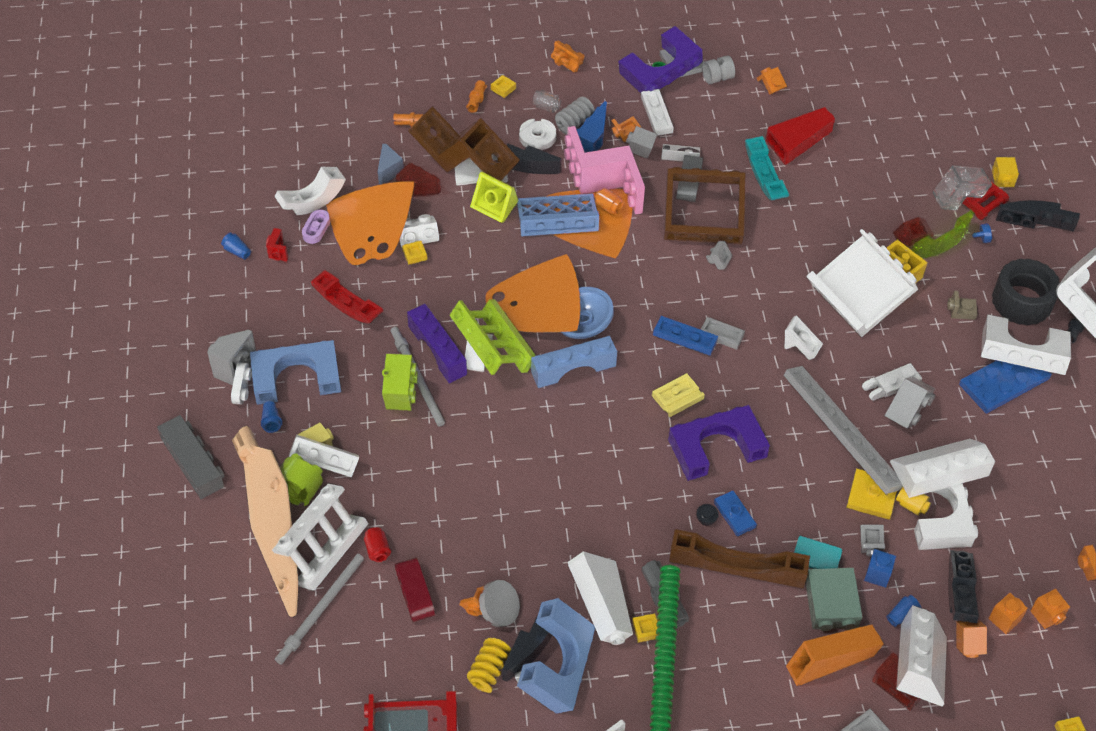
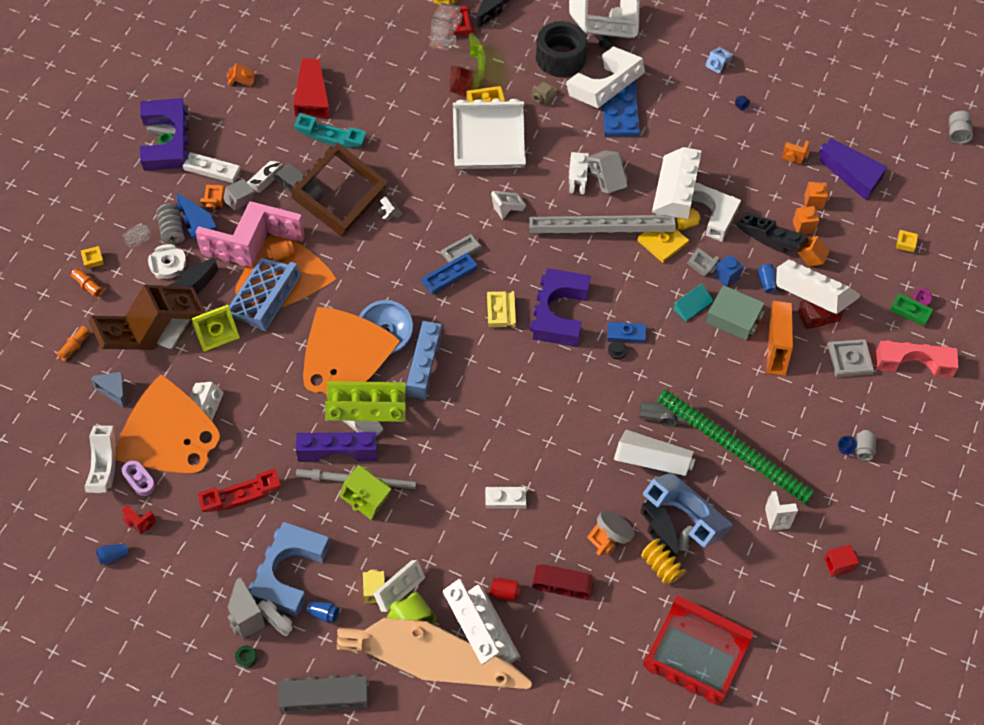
camera: 60 degrees left, 5 degrees up
(197, 386) = (246, 656): none -> dark green tile
(293, 641) = (556, 695): light grey bar -> none
(414, 252) = (226, 416): yellow plate -> none
(424, 182) = (146, 373): clear red slope -> none
(476, 500) = (505, 497): none -> white plate
(566, 56) = (98, 194): orange hips -> none
(645, 627) = (690, 440): yellow plate -> none
(718, 69) = (203, 102): light grey wheel -> none
(780, 568) = (654, 368): reddish brown arch -> none
(985, 233) = (489, 40): blue tile -> none

